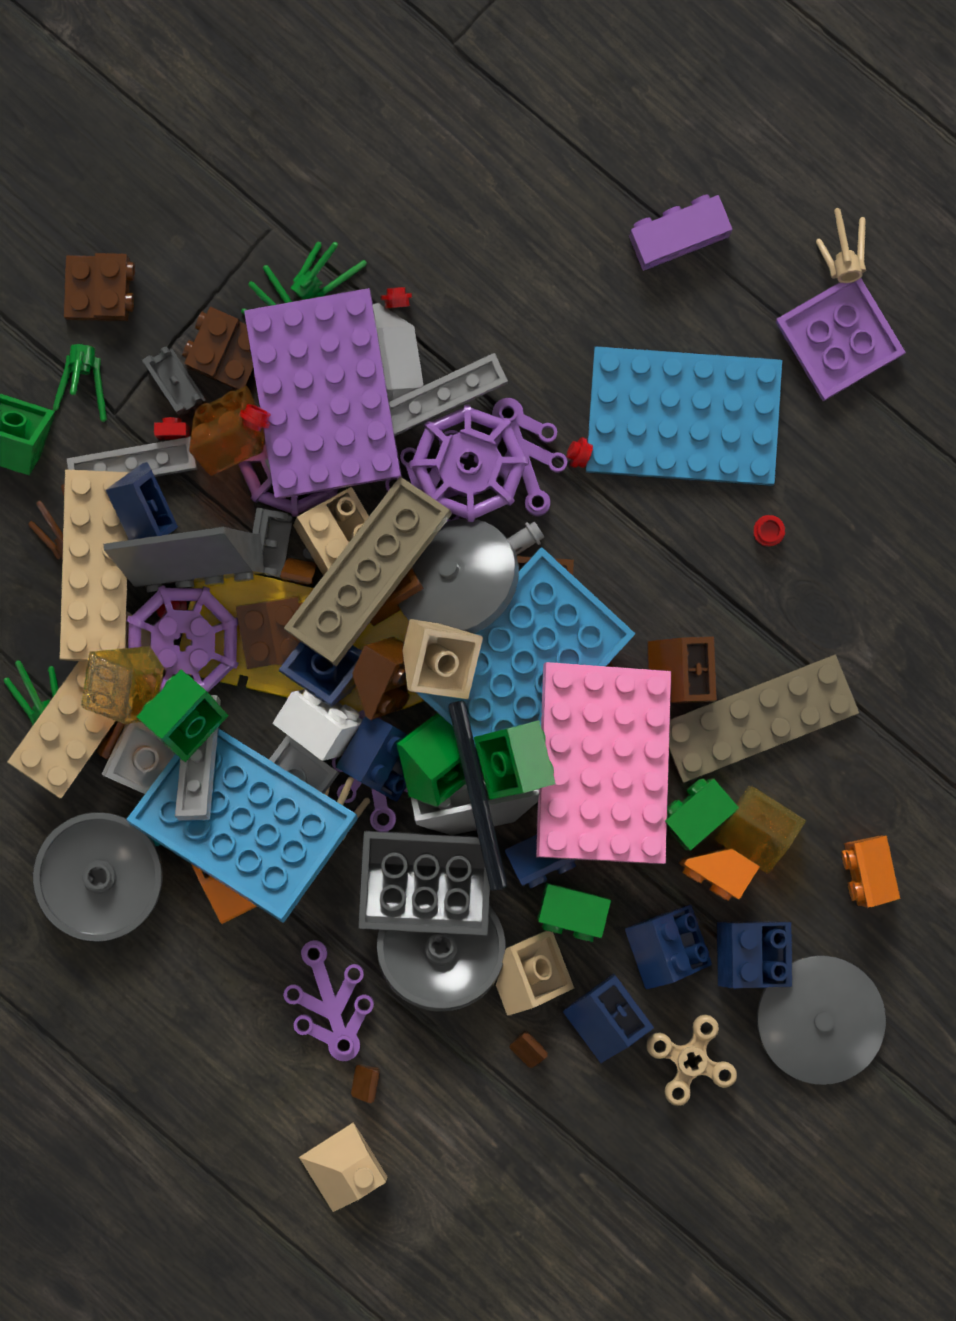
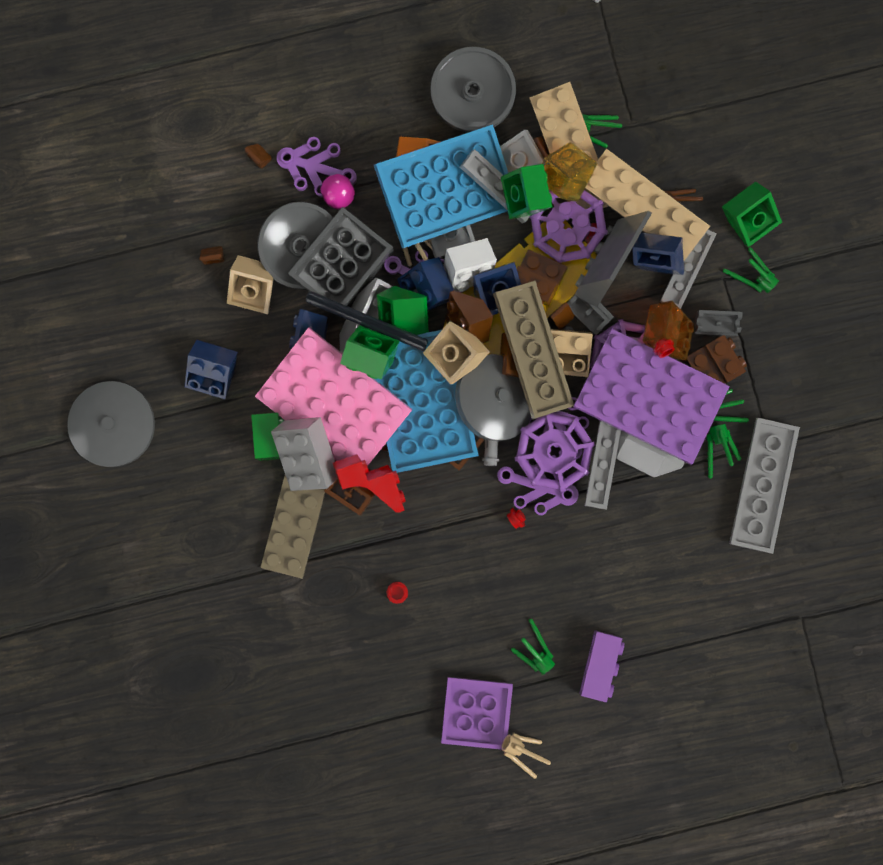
camera: 130 degrees right, 0 degrees up
(98, 287) = (801, 319): reddish brown plate -> none
(171, 429) = (692, 302): red plate -> none
(330, 192) = (764, 485): none -> light grey plate
(341, 951) = (337, 191): none -> dark pink hair
(344, 1168) = (221, 112): tan slope -> none
(396, 297) = (677, 479): red plate -> none
(573, 911) = (266, 329): green brick -> none
(608, 1018) = (195, 309): dark blue slope -> none
(656, 640) = (380, 481): none -> red arch
(684, 416) = (495, 592): dark azure plate -> none
(690, 750) = (305, 454): none -> light grey brick
(704, 1065) = (146, 344): tan gear -> none
(723, 869) = (229, 427): orange slope -> none
(724, 304) = (542, 661): none -> green plant
(754, 954) = (171, 412): dark blue slope -> none
(760, 829) = (236, 465): clear yellow slope -> none
(871, 871) = (172, 511): orange slope -> none

